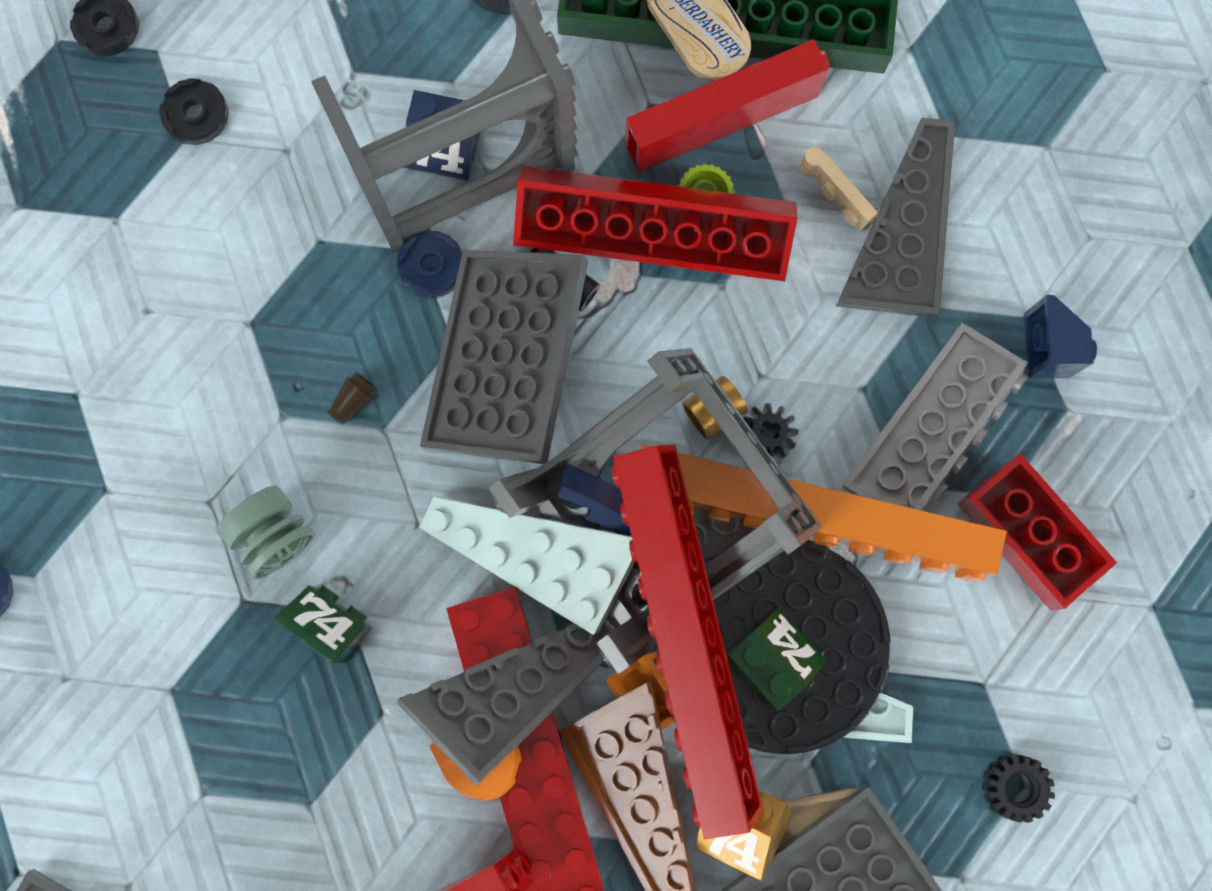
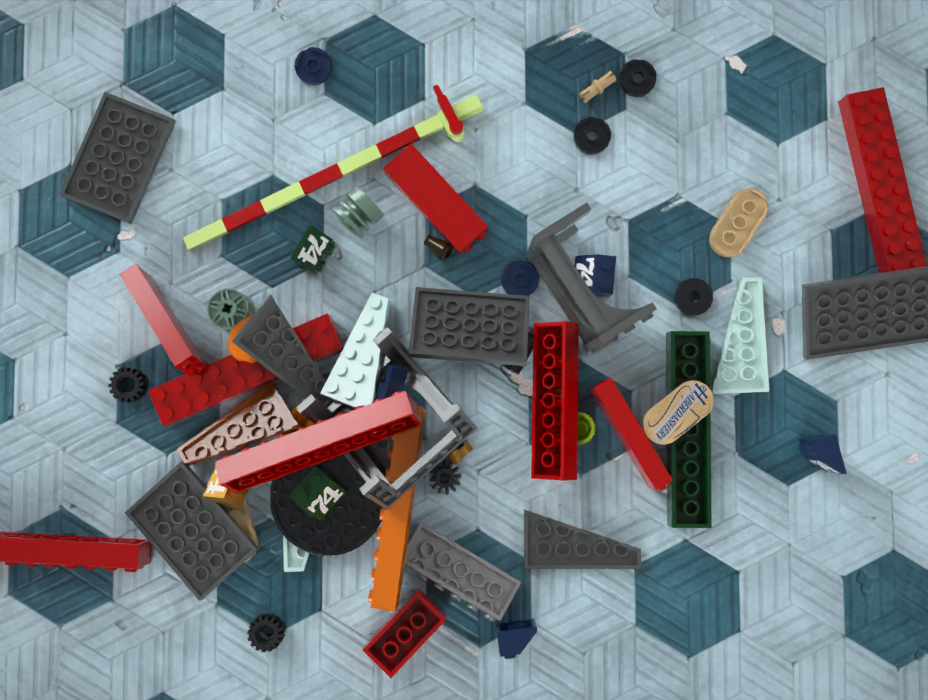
camera: 85 degrees right, 5 degrees up
(108, 90) = (597, 87): none -> tan pin
(121, 350) = (448, 119): none -> piece
(263, 392) = (436, 199): none -> red brick
(406, 814) = (219, 303): none -> sand green wheel
(838, 187) = (592, 503): tan plate -> none

